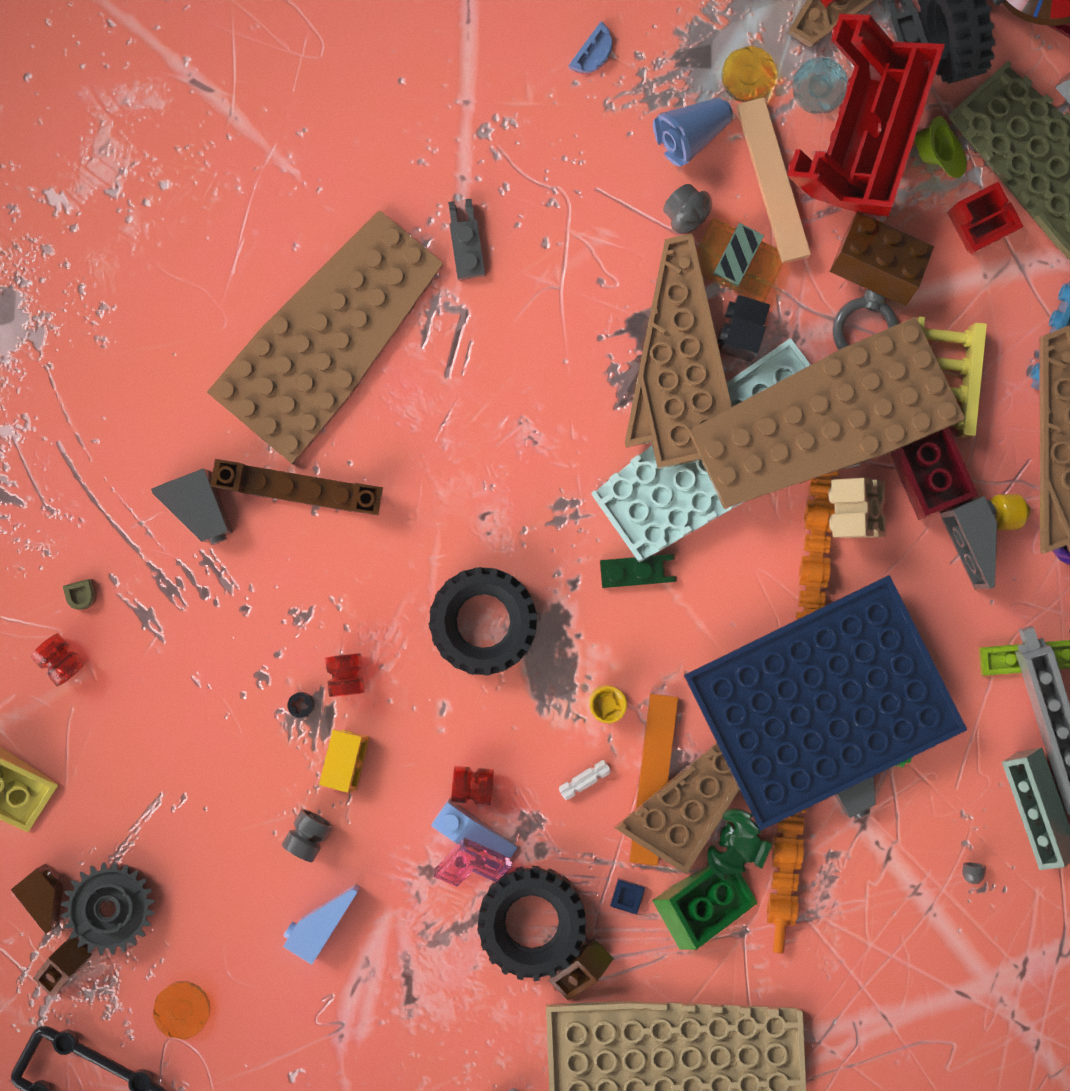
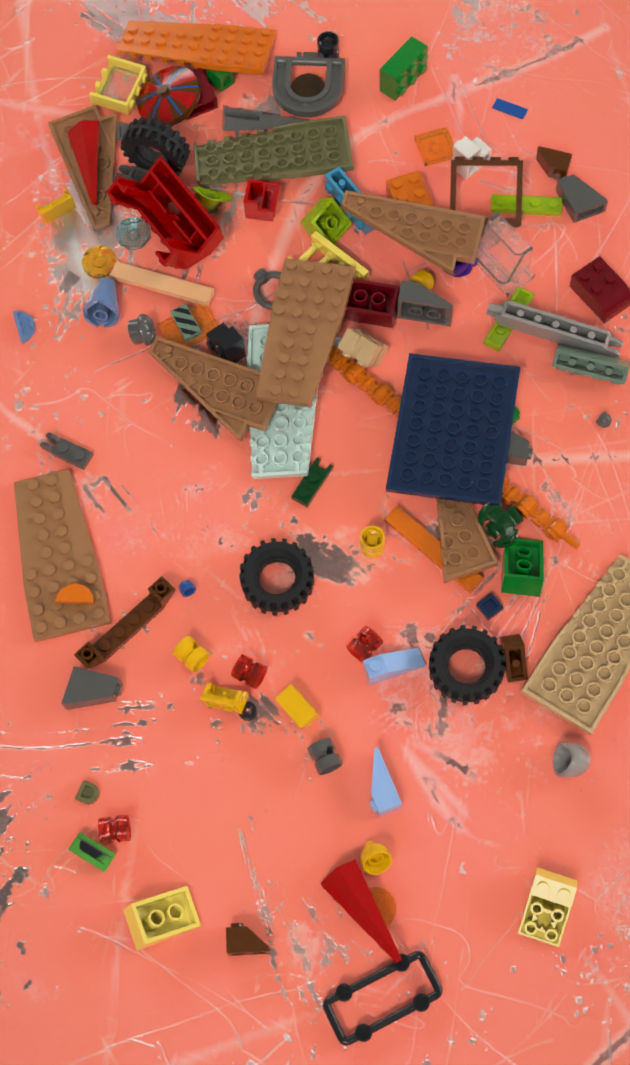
camera: 50 degrees left, 20 degrees down
(17, 647) = (91, 851): none -> bright green slope
(62, 966) = (296, 960): reddish brown slope -> none
(86, 913) = (282, 919): dark grey gear -> none
(174, 981) = (351, 891): none -> red wedge
(233, 973) = (375, 858): none -> yellow helmet
(290, 400) = (75, 595): none -> orange tile
(293, 669) = (224, 698): none -> yellow hinge
(317, 591) = (194, 656): none -> yellow wheel
(396, 522) = (187, 588): none -> blue hinge
(470, 858) = (404, 672): clear pink tile -> none
(584, 780) = (406, 589): white axle -> none
(882, 259) = (243, 256): reddish brown brick -> none
(1013, 324) = (326, 219): none -> lime slope

